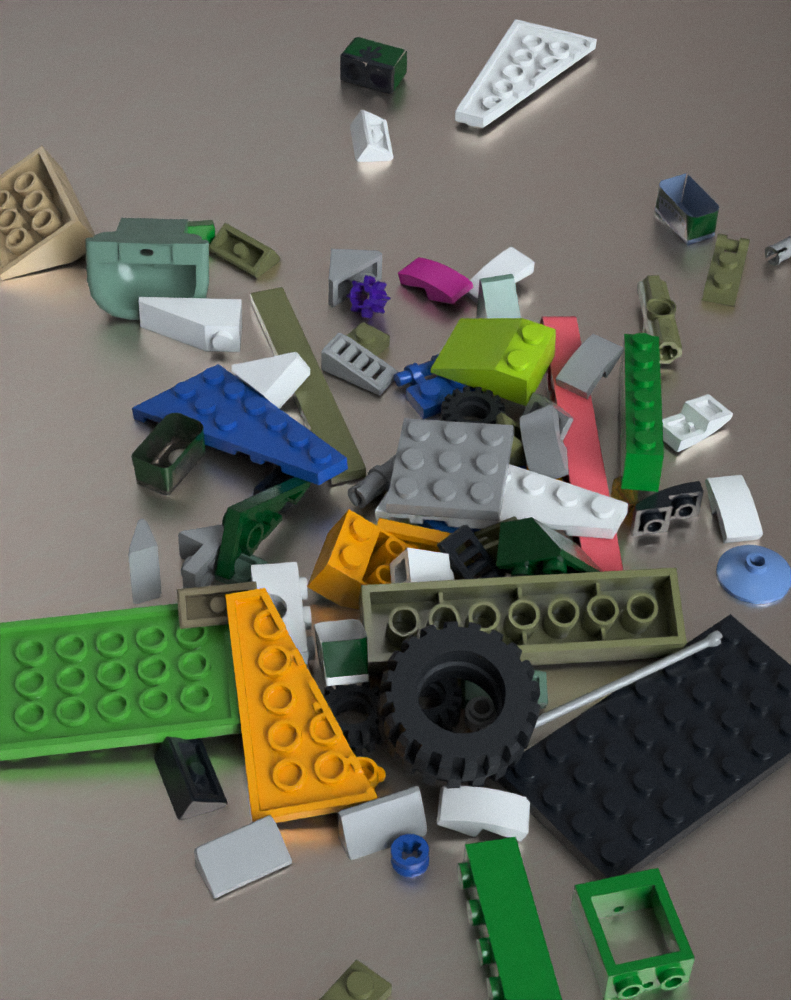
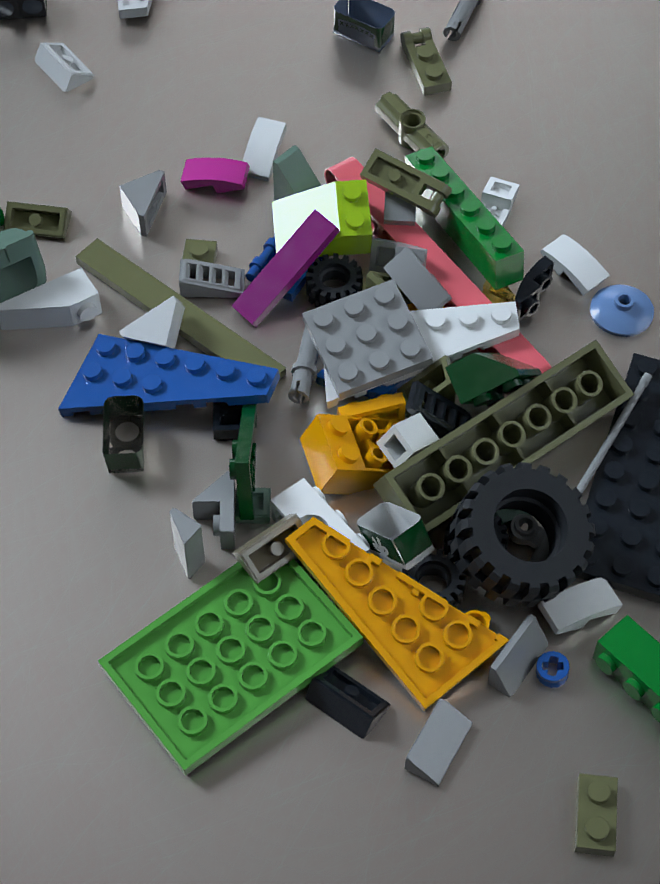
camera: 30 degrees left, 10 degrees up
(377, 298) = (175, 223): dark purple gear -> none
(427, 379) = (285, 268): none -> magenta tile
(594, 348) = (405, 182): none -> olive plate

